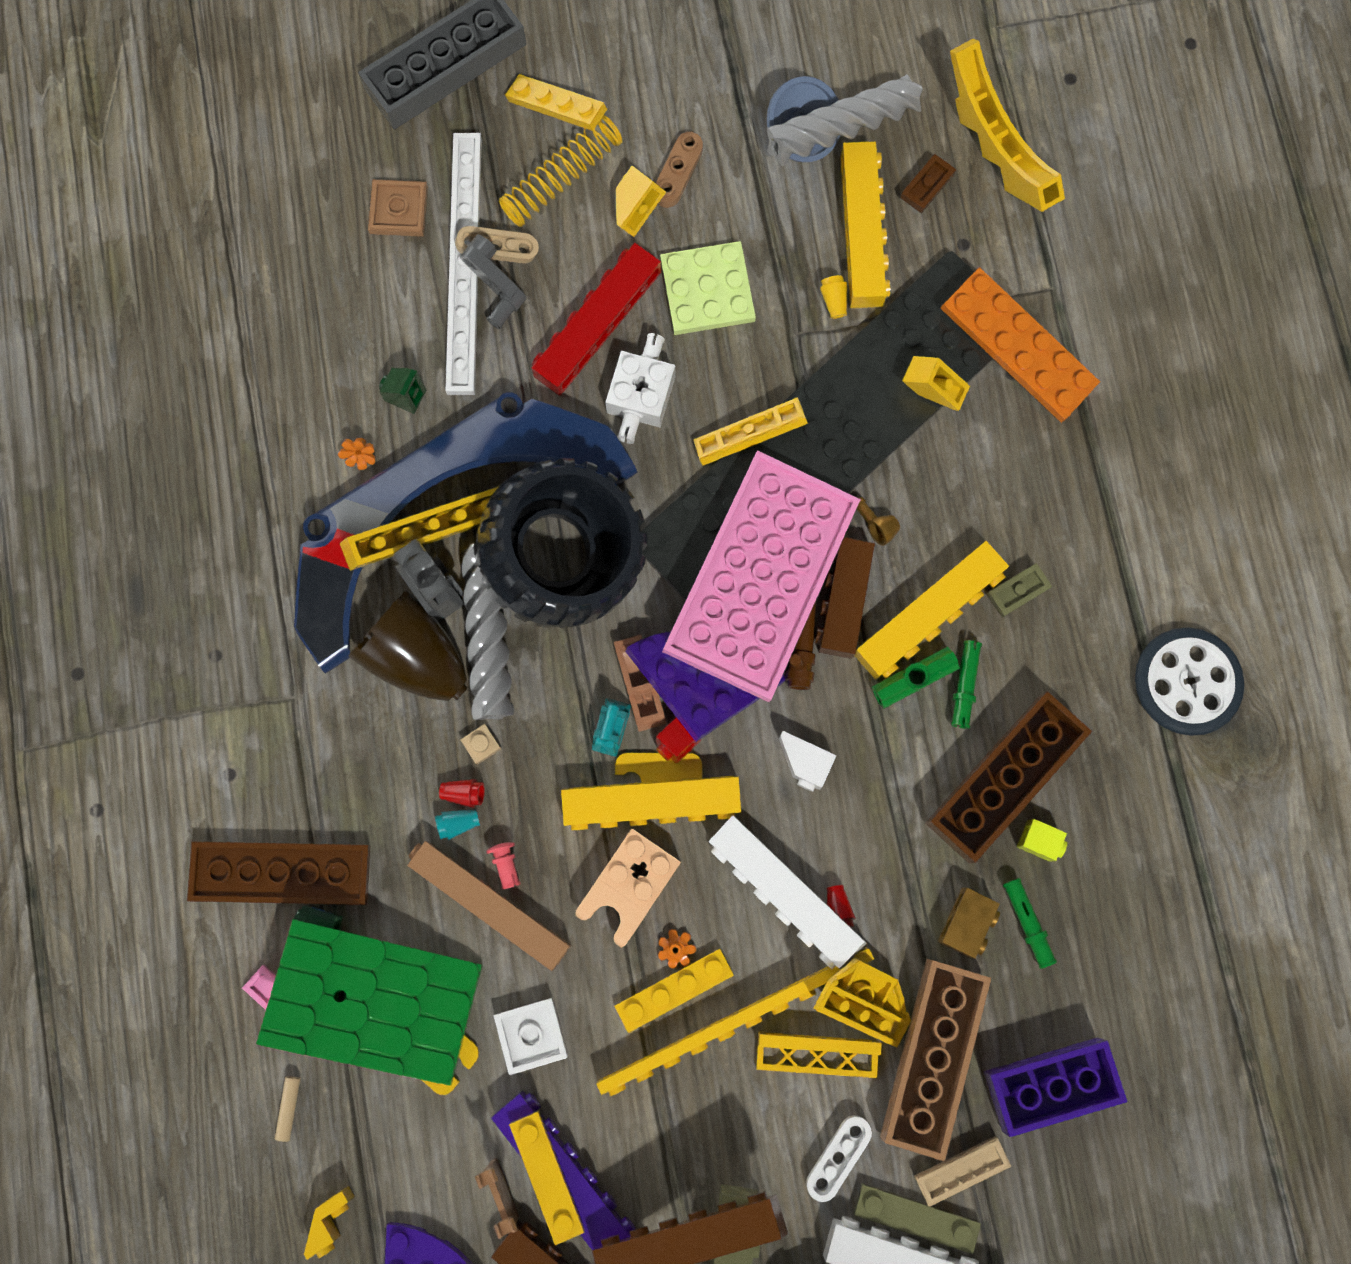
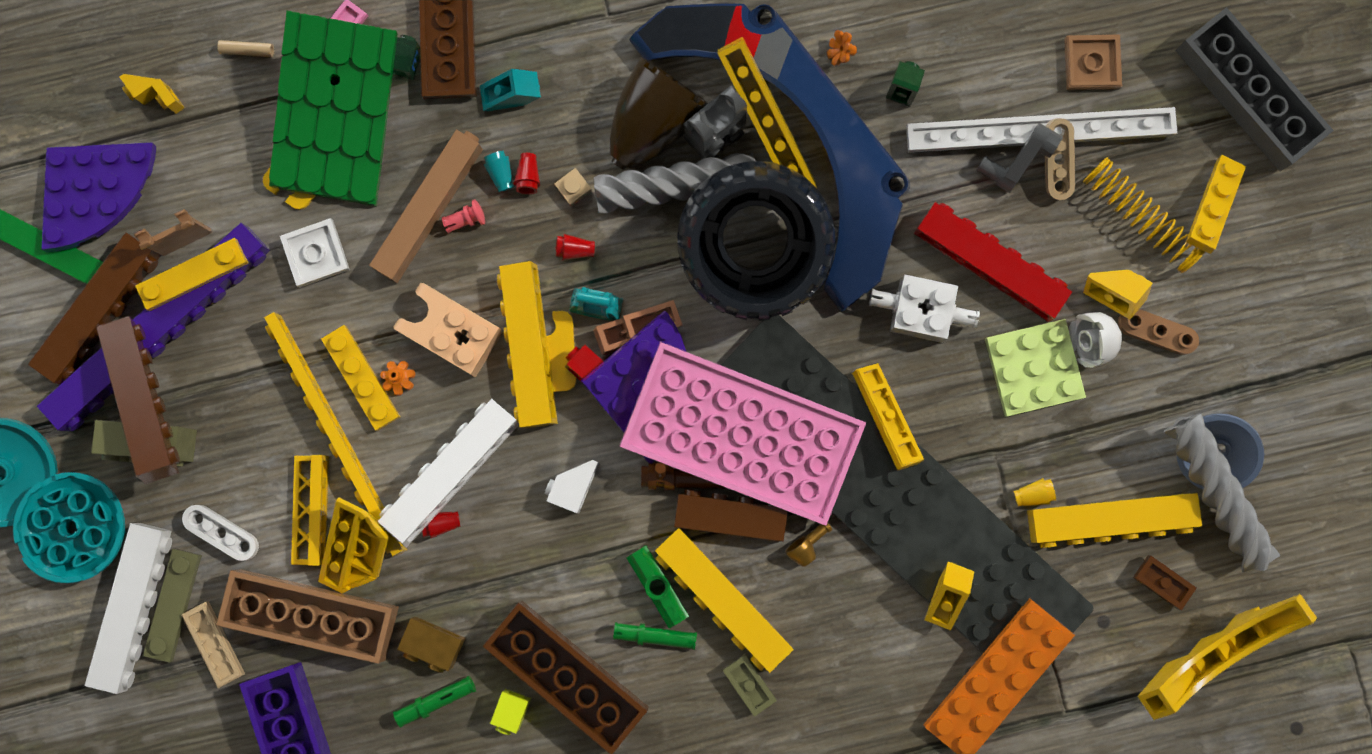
camera: 90 degrees right, 5 degrees up
(367, 806) = (510, 90): none -> teal slope
(548, 746) = (573, 247): none -> red cone
(683, 226) = (1095, 338): none -> white cylinder

